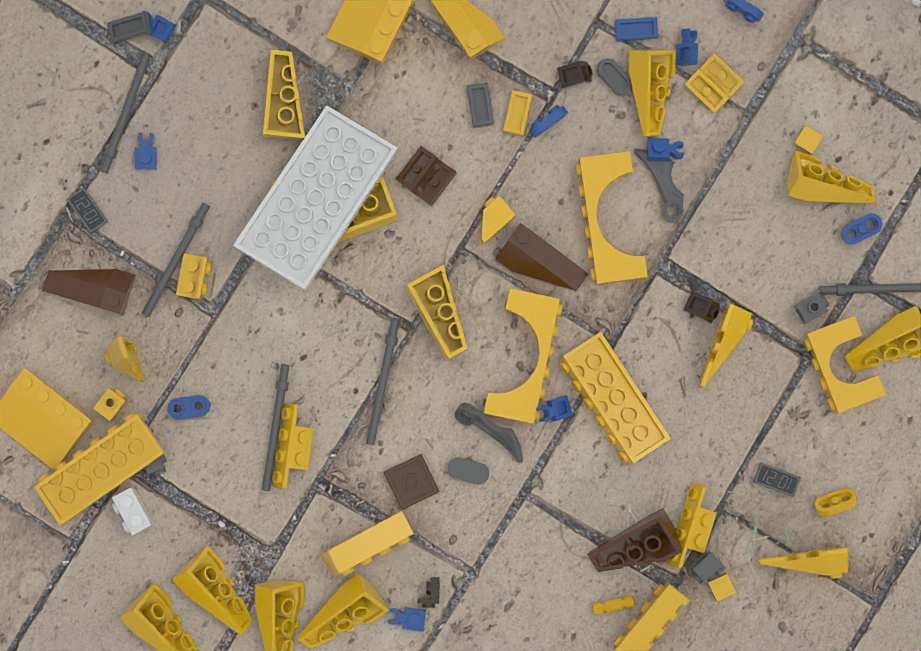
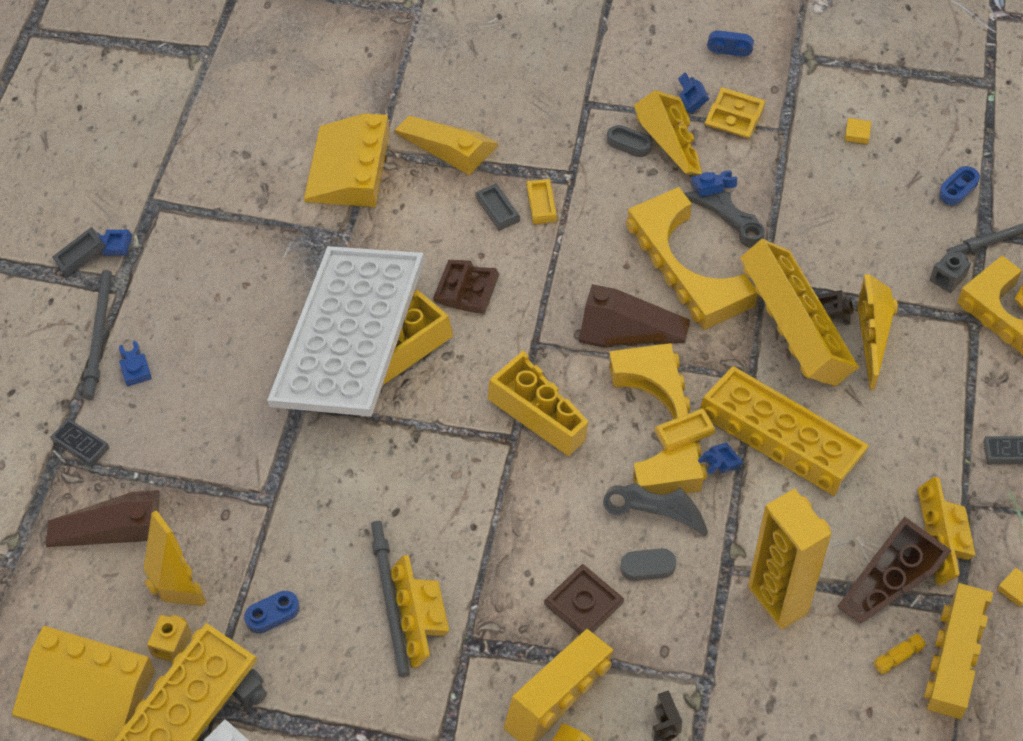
camera: 15 degrees left, 30 degrees down
(193, 276) = (230, 468): yellow bracket -> none
(196, 223) = (215, 414): dark grey bar -> none
(282, 104) = (277, 266): yellow wedge -> none
(390, 341) = (495, 458): dark grey bar -> none
(495, 217) = (562, 297): yellow slope -> none
(536, 381) = (684, 430): none -> yellow tile
(553, 533) = (788, 557): none -> yellow brick
(555, 115) = (578, 195): blue plate -> none
(575, 74) = (585, 146): dark brown bracket -> none
(636, 29) = (626, 96): blue tile -> none
(669, 309) = (798, 313): none -> yellow brick
(707, 568) = (990, 567): dark grey brick -> none
(818, 183) = (884, 160): yellow wedge -> none

